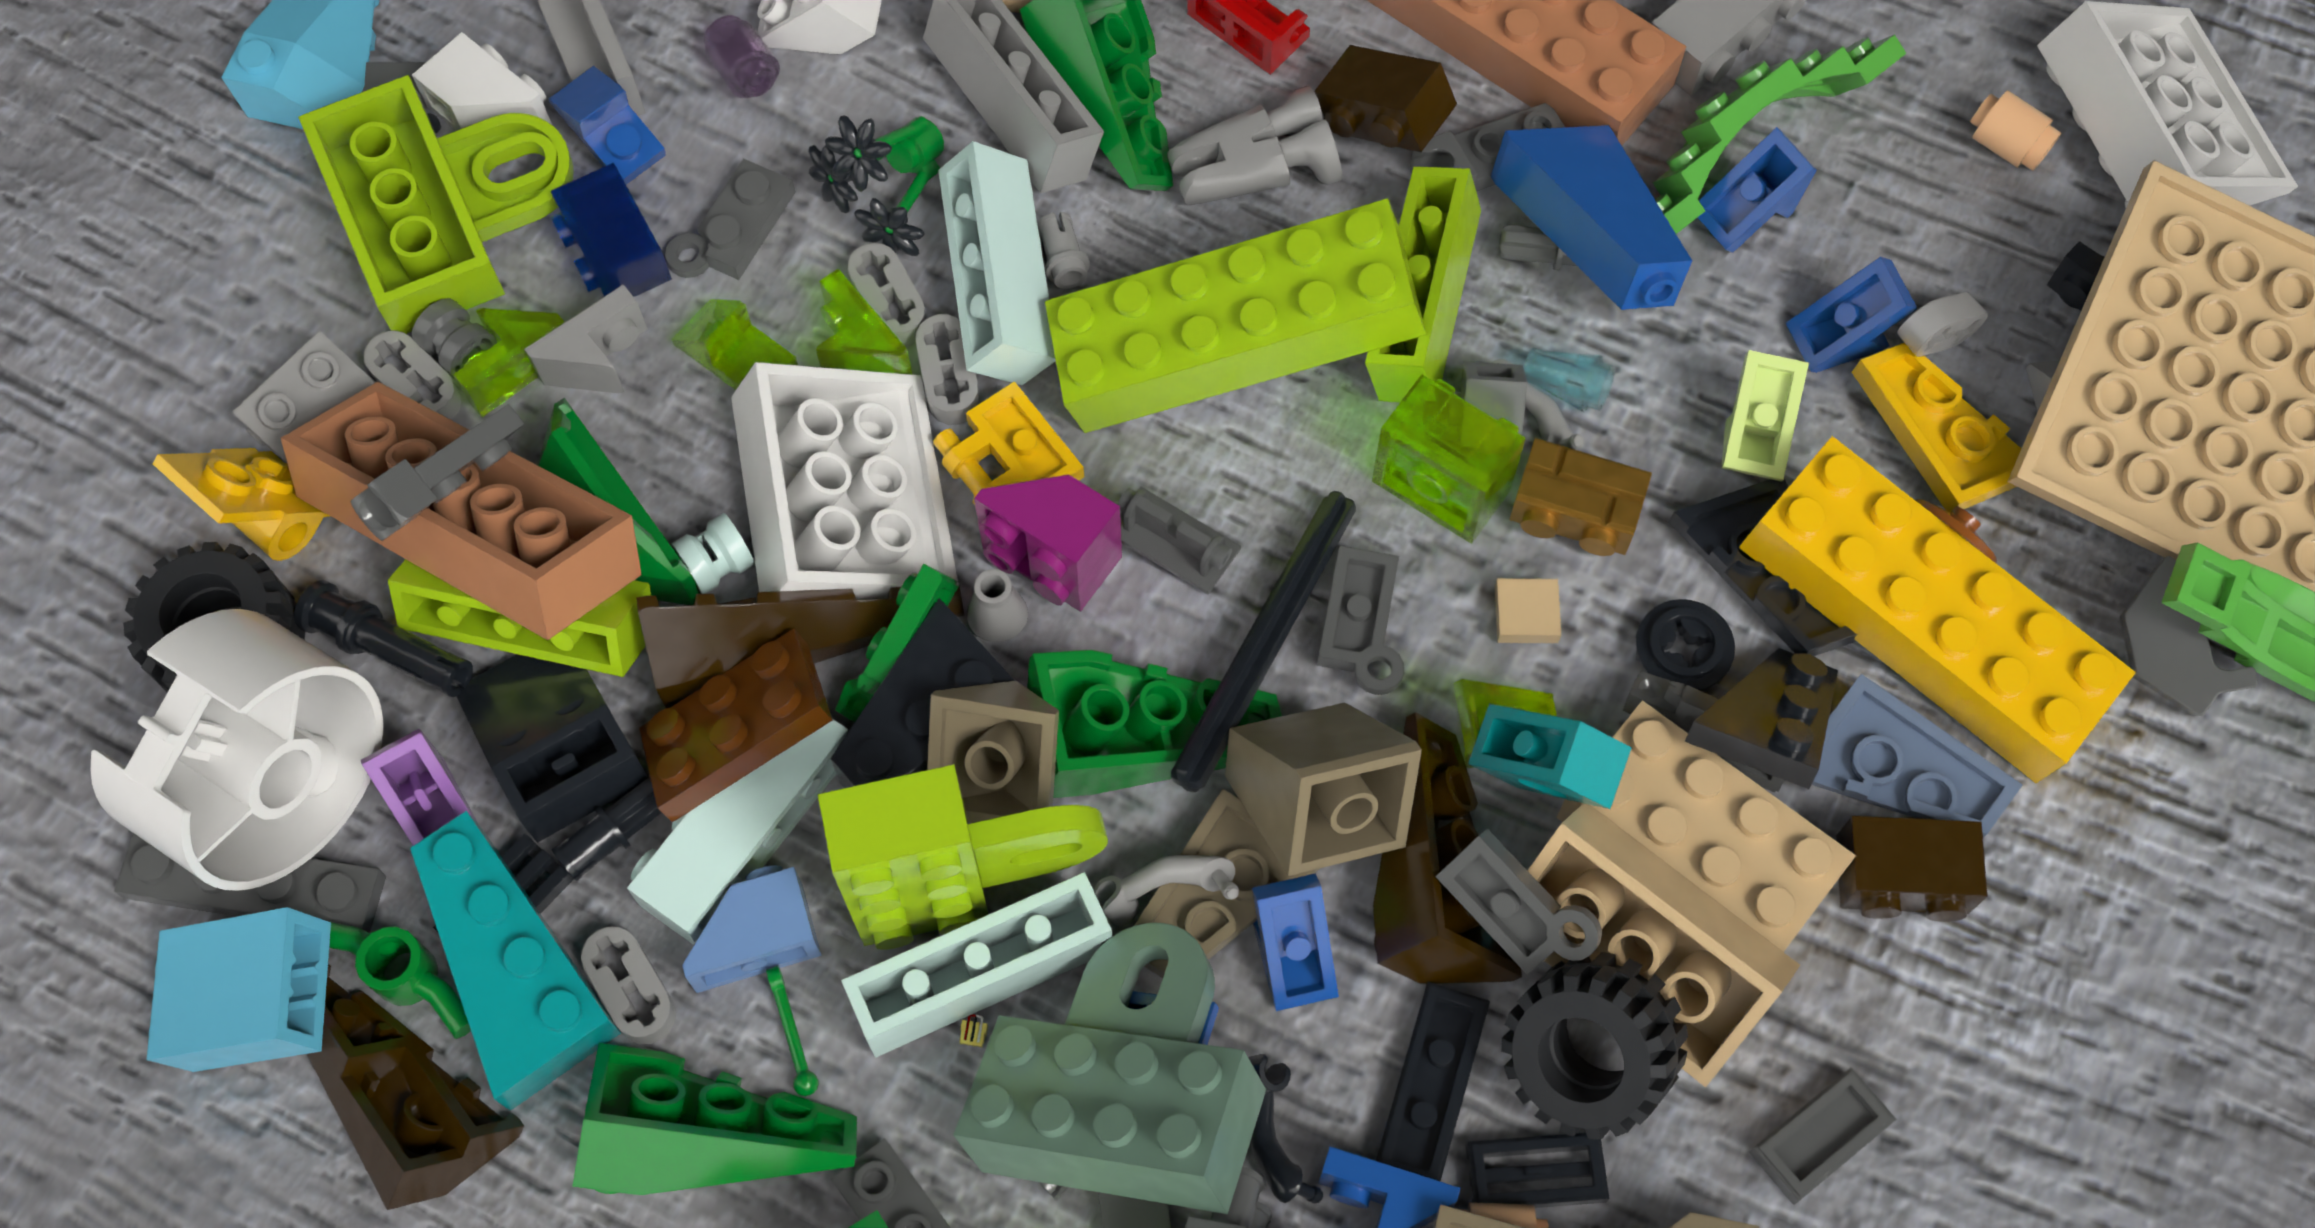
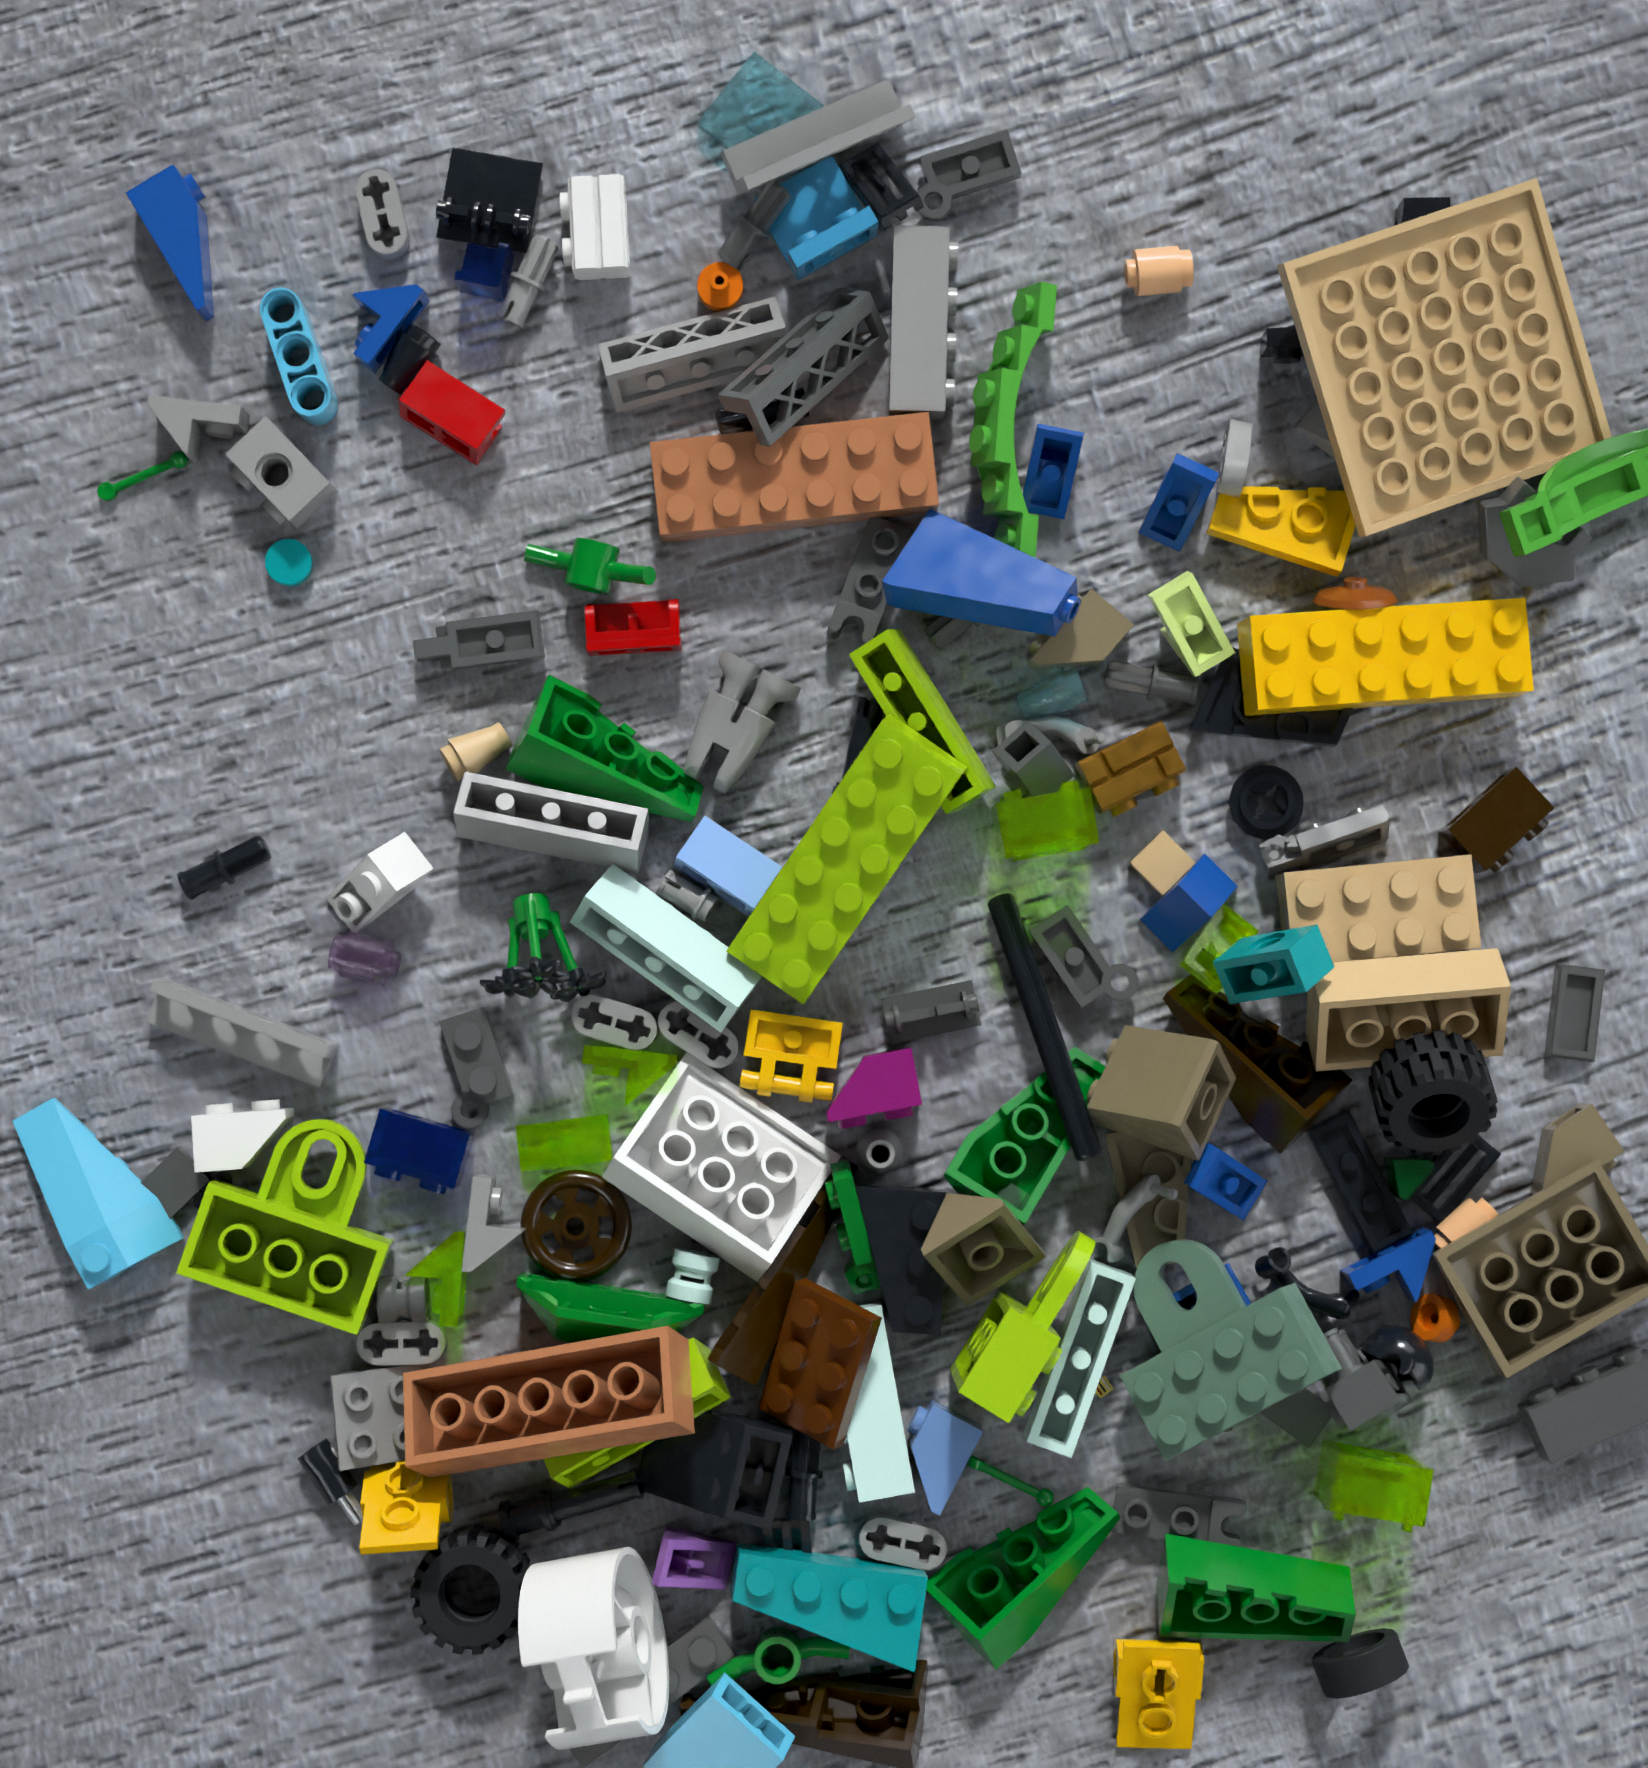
camera: 45 degrees left, 20 degrees up
(218, 424) = (322, 1468): none -> black piece
(407, 491) = (543, 1442): dark grey plate -> none
(606, 123) = (336, 1082): blue slope -> none
(665, 469) = (606, 1250): none -> dark brown plate
(1118, 235) = (726, 865): none -> light blue hinge
(1386, 98) = (781, 618): dark brown brick -> none
(1491, 1117) = (1406, 1175): none -> dark green slope
(1515, 905) = (1329, 1062): dark grey hinge -> none
(1522, 657) = (1189, 903): none -> blue slope
(1653, 350) = (1084, 640): none -> dark tan slope
(1675, 449) = (1151, 682): none -> dark grey axle
(1773, 718) = (1361, 812): wing -> none
(1906, 763) = (1438, 760): sand blue wing -> none
(2159, 92) = (1235, 170): white slope -> none

